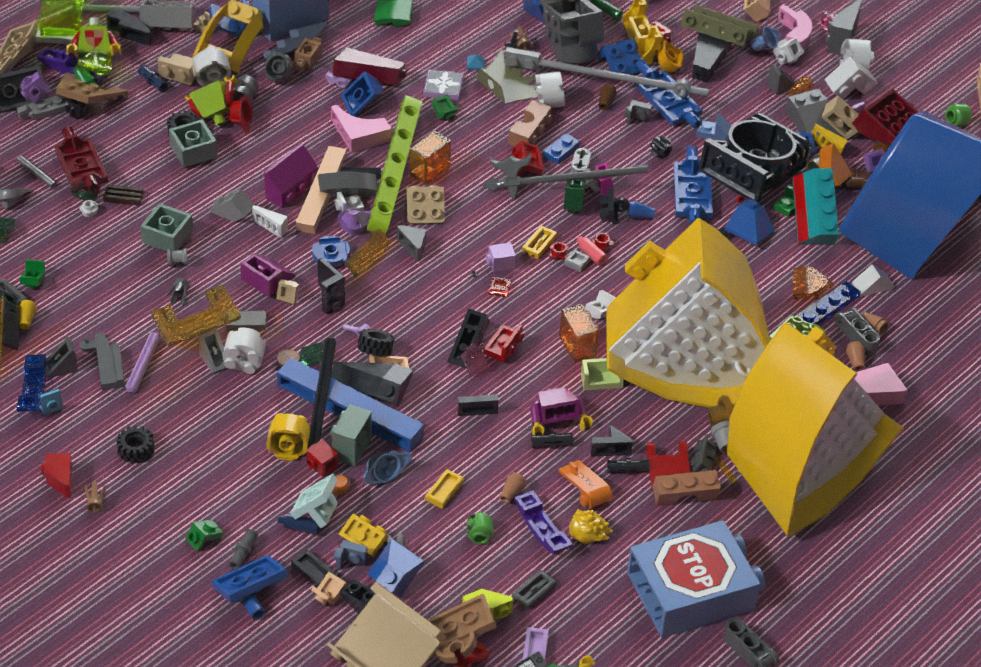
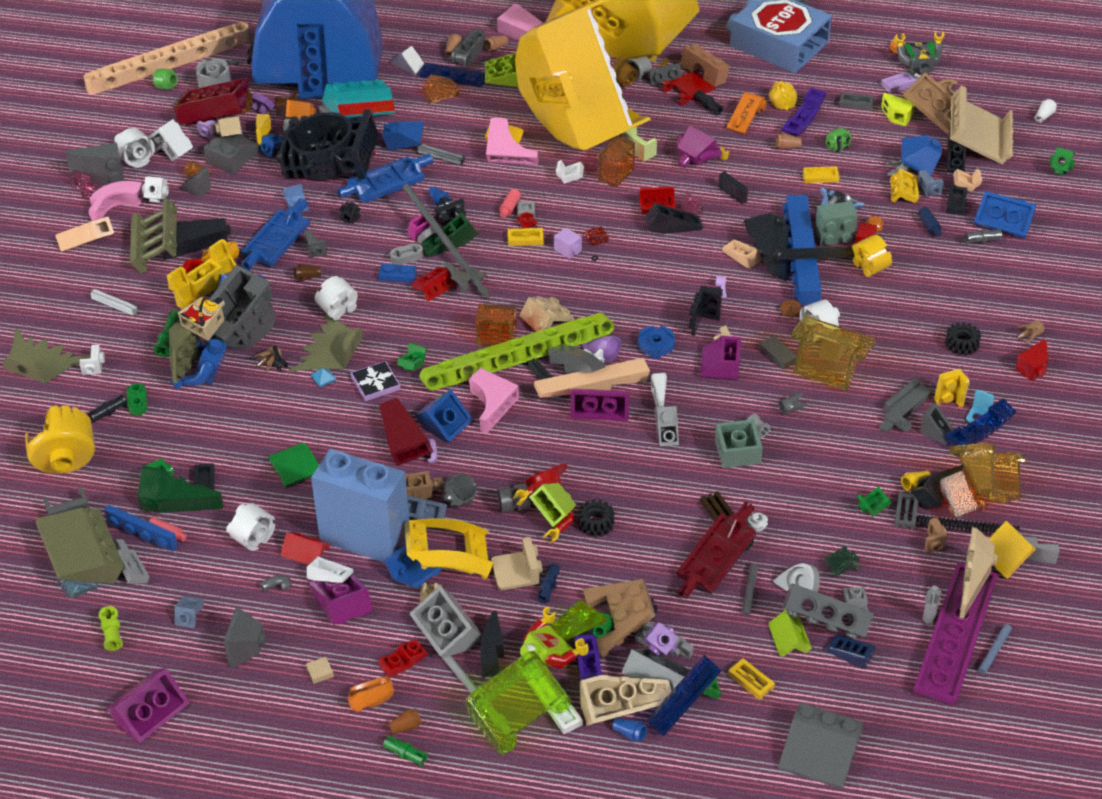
camera: 120 degrees left, 0 degrees up
(81, 385) = (951, 387): none -> yellow bracket
(143, 362) = (881, 384): lavender axle -> none
(193, 143) = (619, 488): sand green brick -> none
(201, 532) = (993, 259): green bracket -> none
(211, 66) = (506, 530): white brick -> none
(312, 353) = (775, 290): clear green bracket -> none
(317, 501) = (912, 209): light aqua bracket -> none
(367, 253) = (637, 318): clear yellow plate -> none
(375, 342) = (737, 265): black tyre -> none
(412, 240) = (598, 296): dark grey slope -> none
(532, 61) = (299, 331): light grey bar -> none
(535, 119) = (400, 293): nougat arch -> none
(552, 440) = (725, 142): black pin -> none
(603, 241) = (493, 203): red plate -> none
(615, 445) = (701, 113): black slope -> none
(765, 39) = (150, 205): medium blue hat -> none

